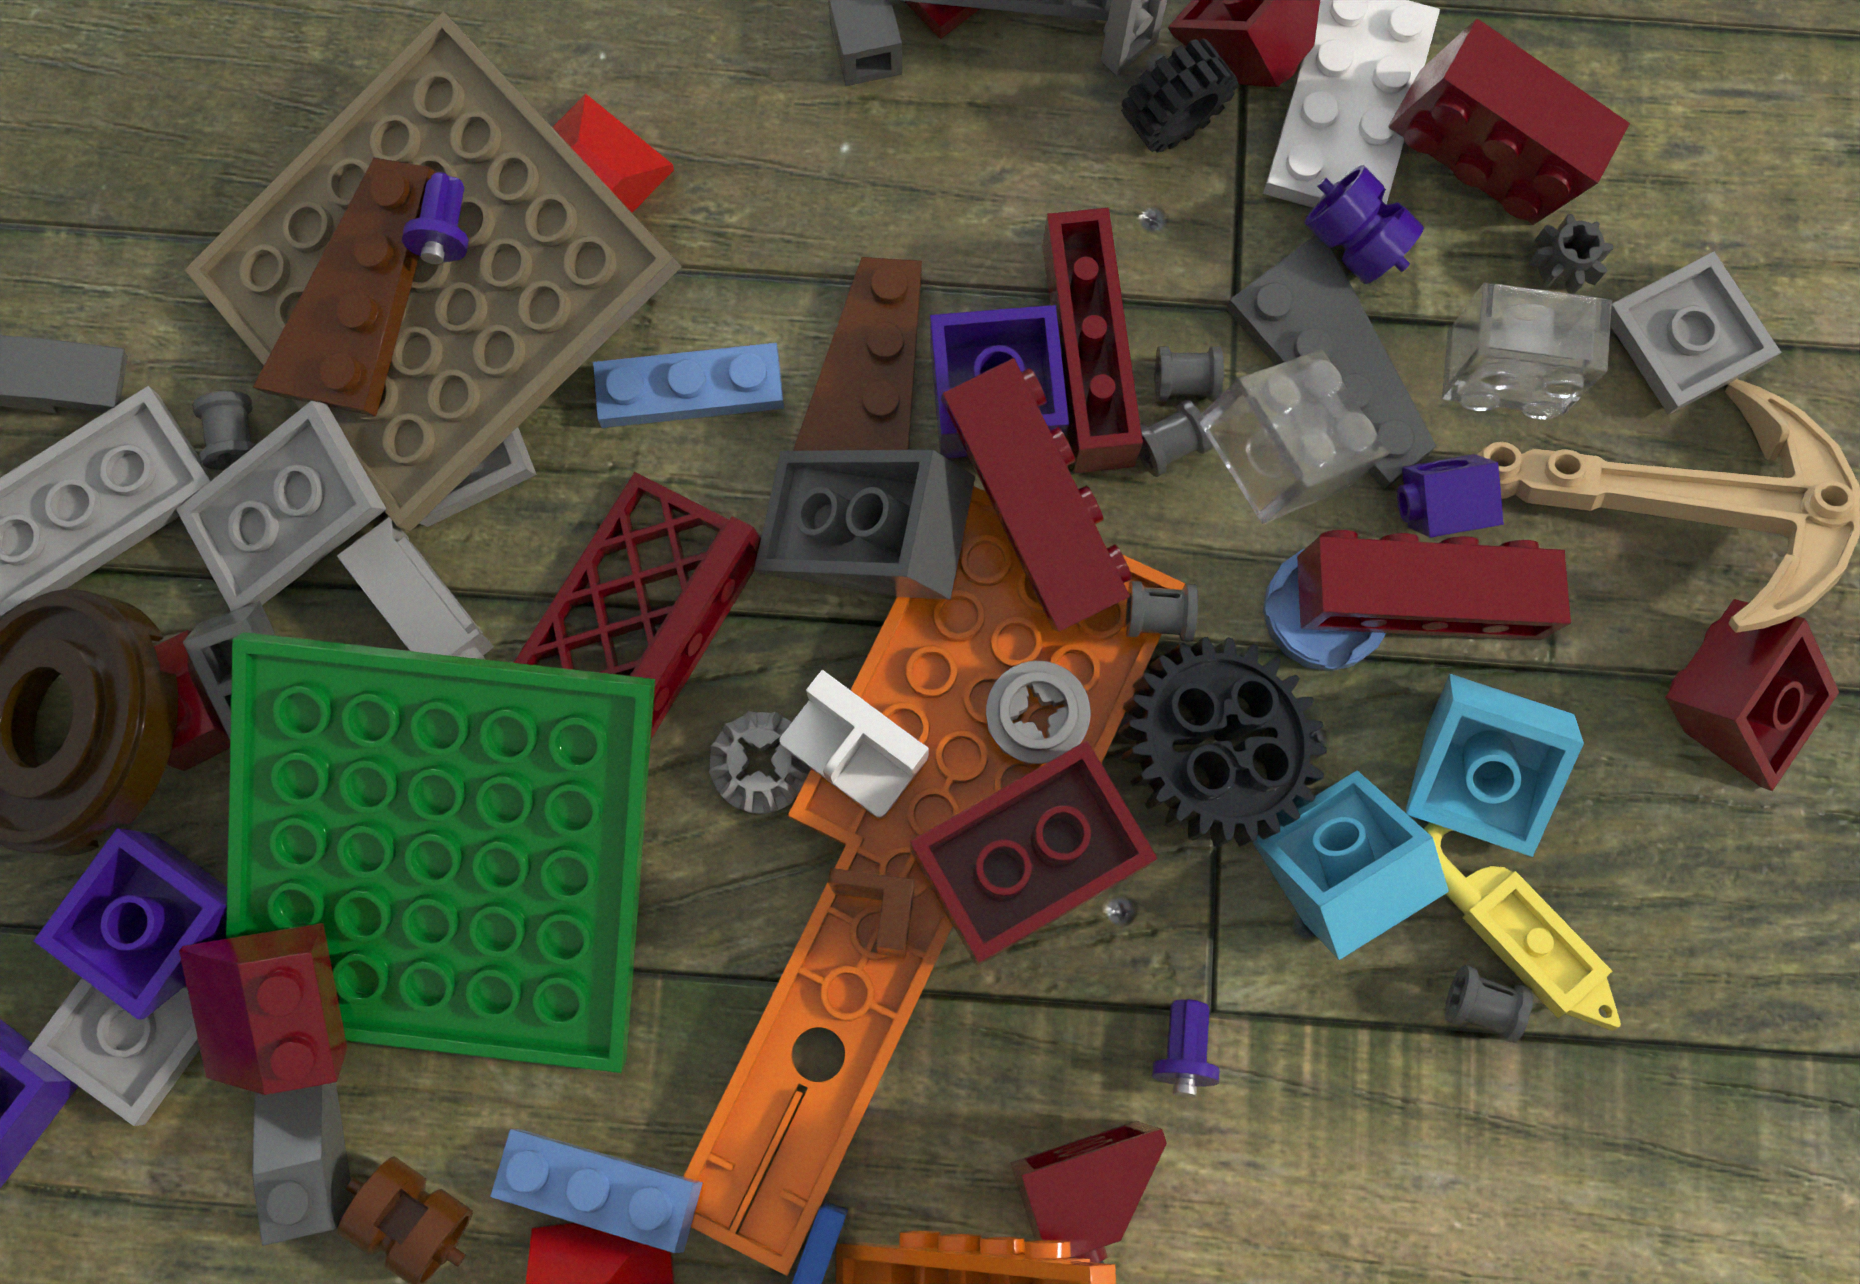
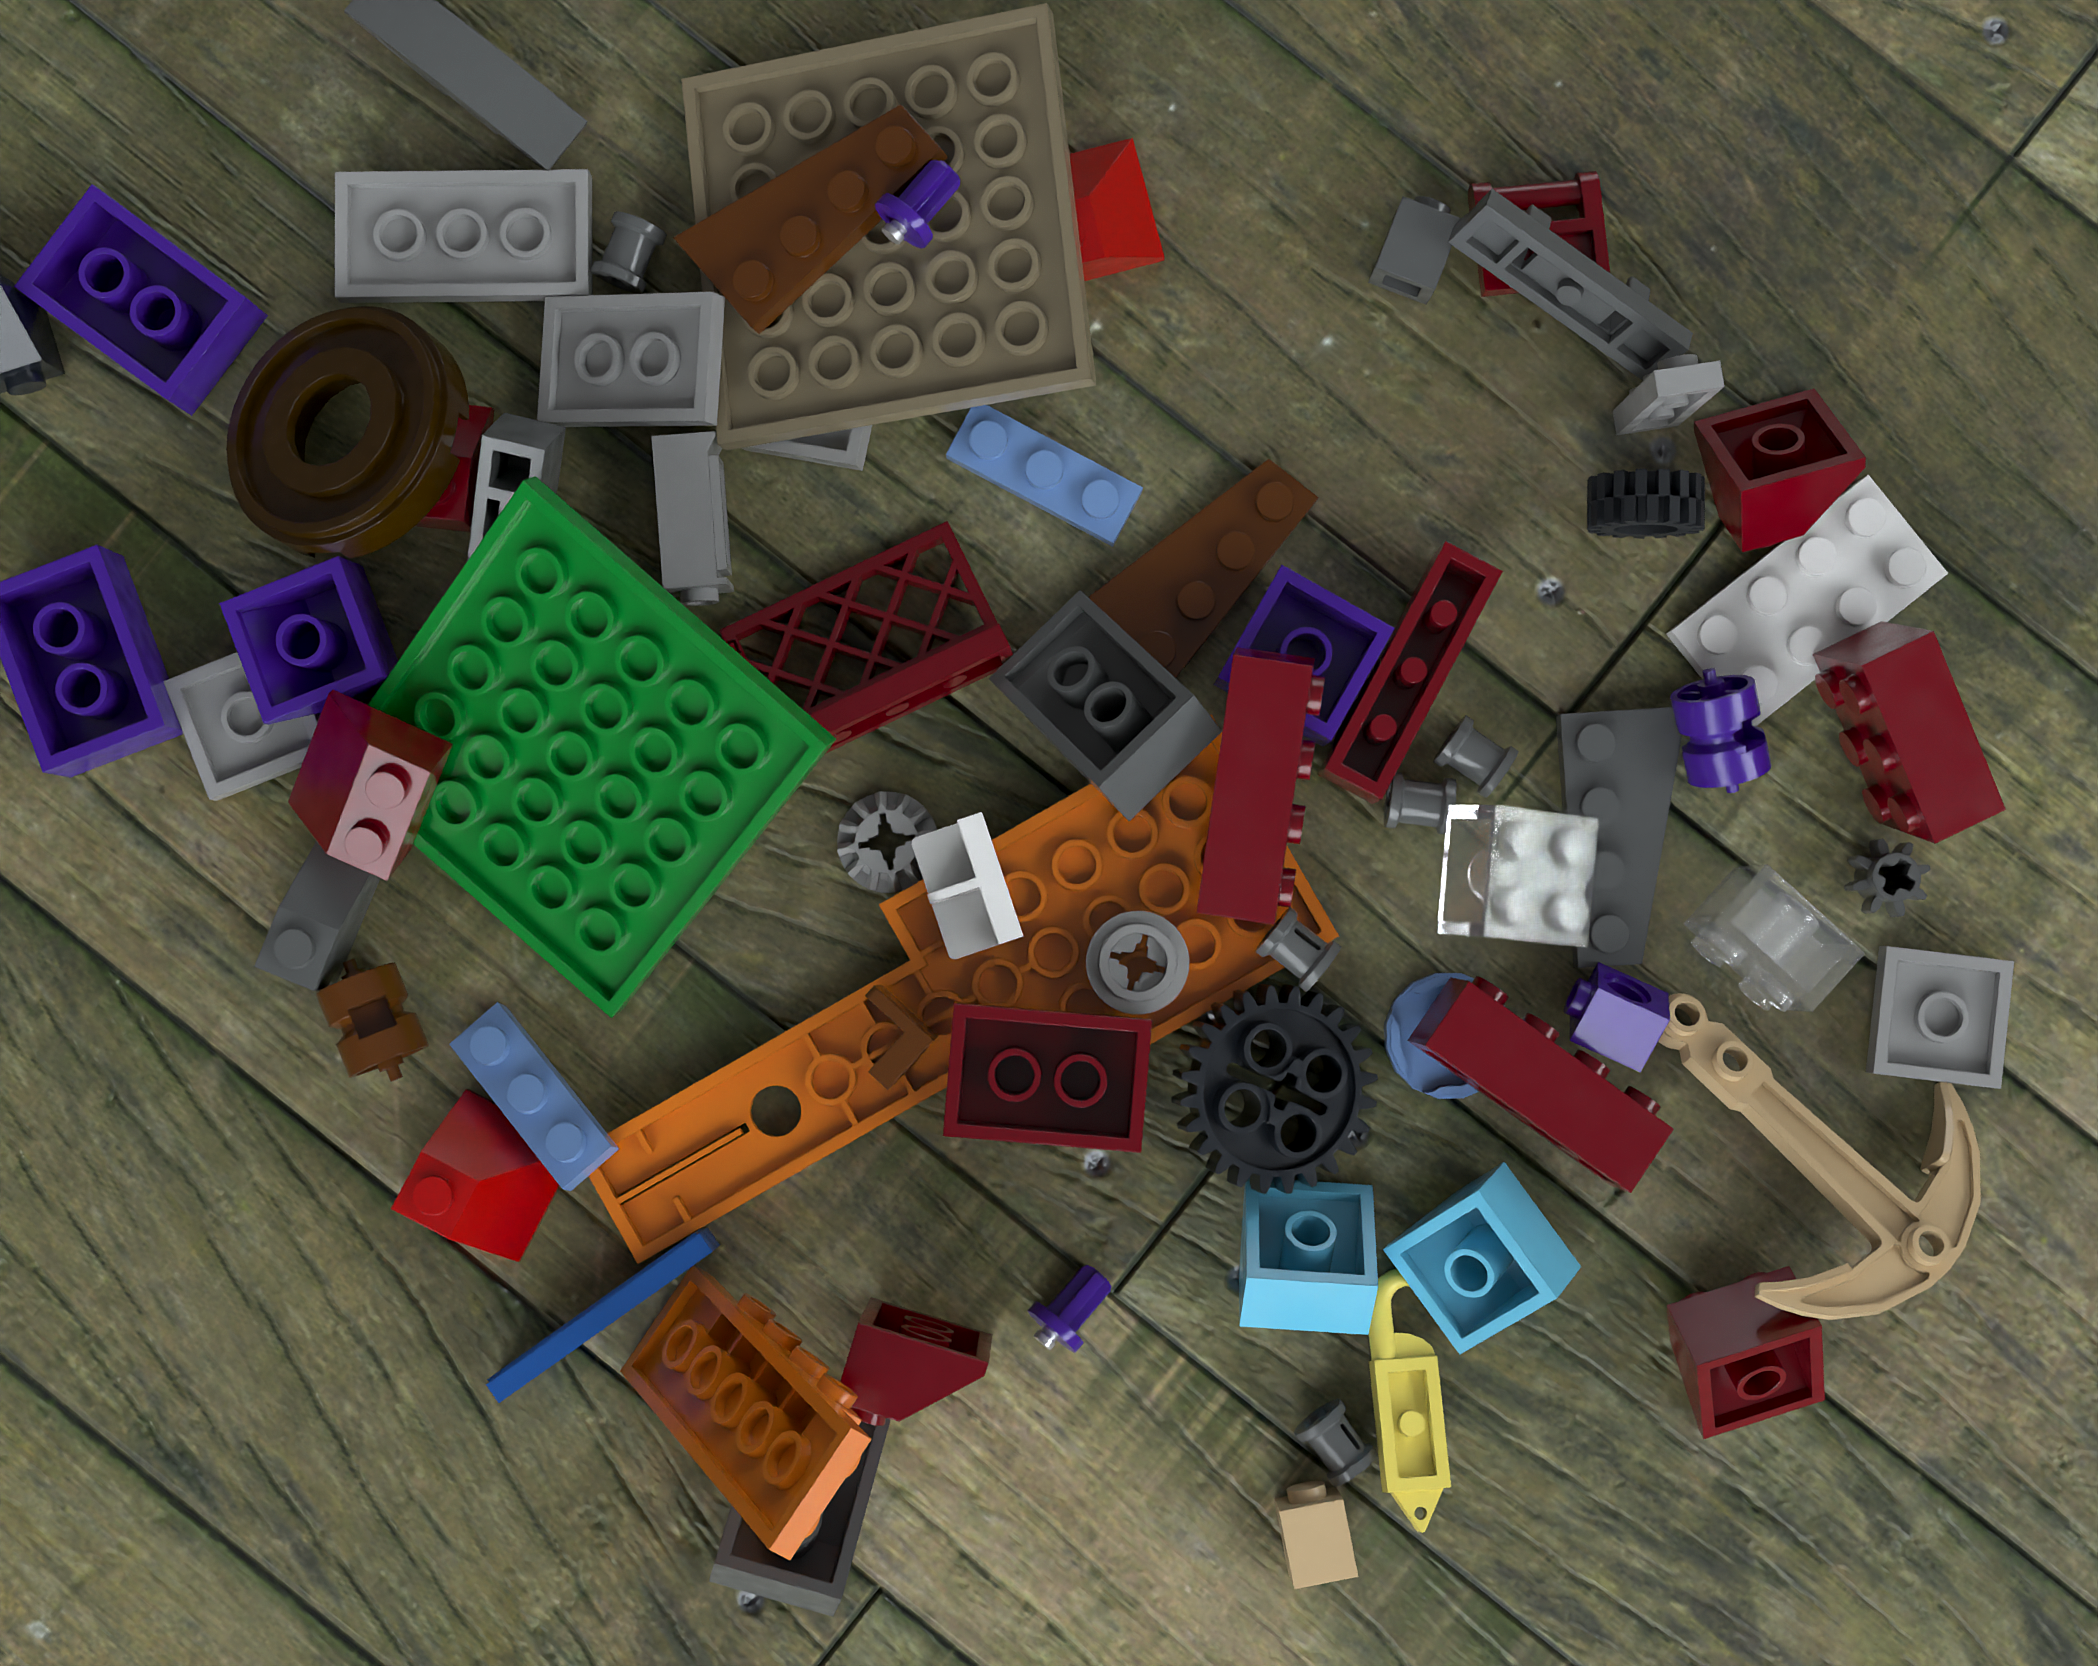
camera: 35 degrees right, 10 degrees up
(1531, 1097) = (1315, 1535): none -> tan brick

